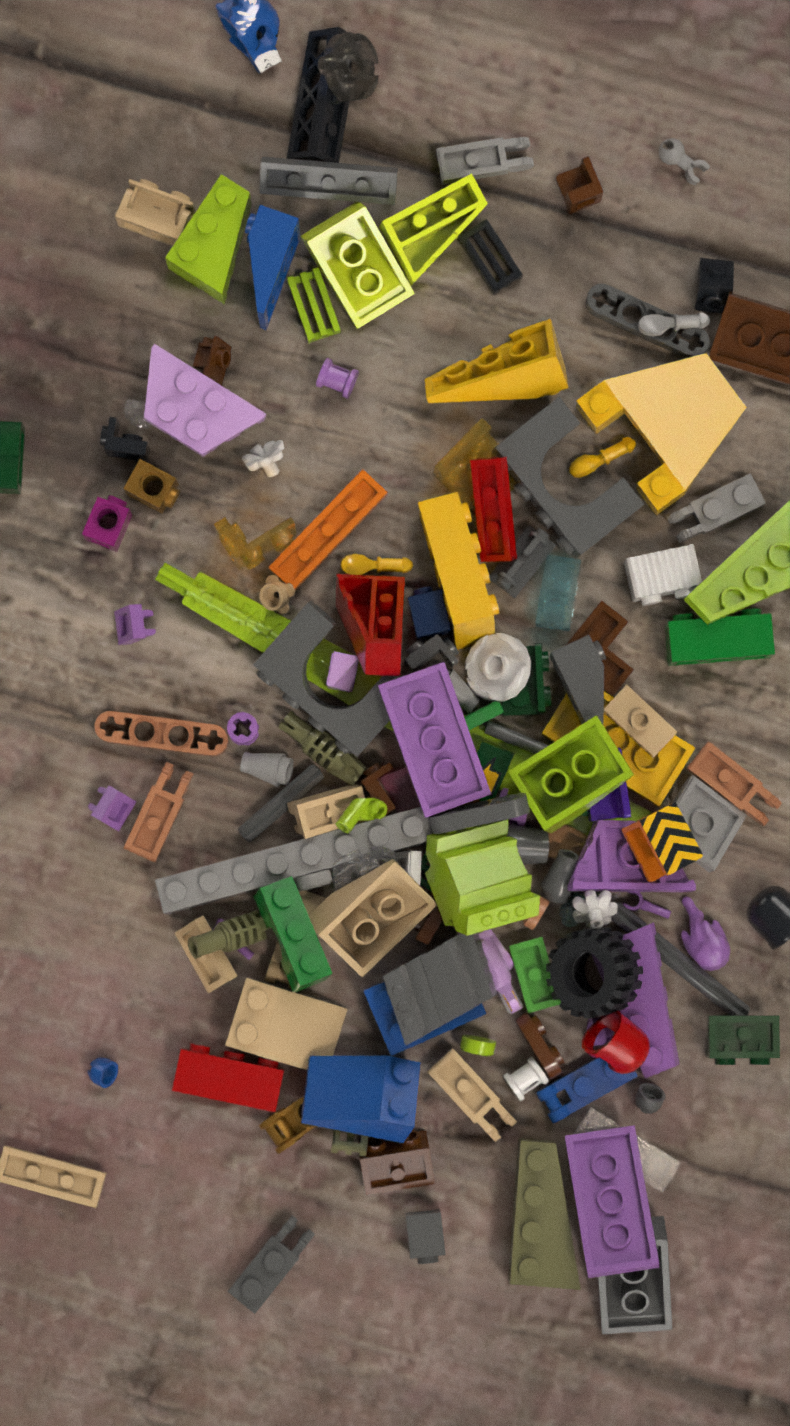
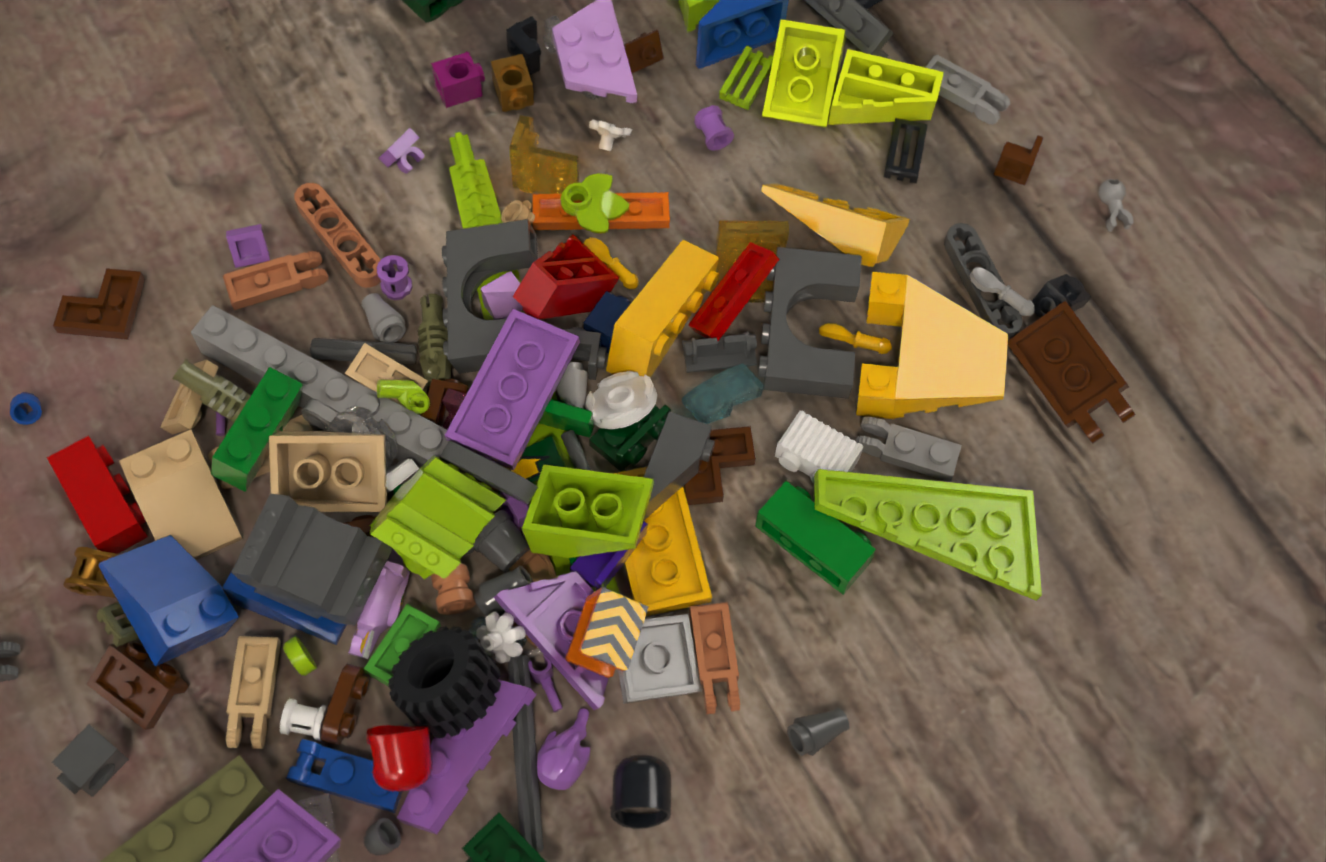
camera: 45 degrees right, 20 degrees down
(76, 953) = (109, 314): none -> reddish brown plate
(327, 529) = (597, 203): none -> lime plate
(639, 721) = (687, 533): tan plate -> none

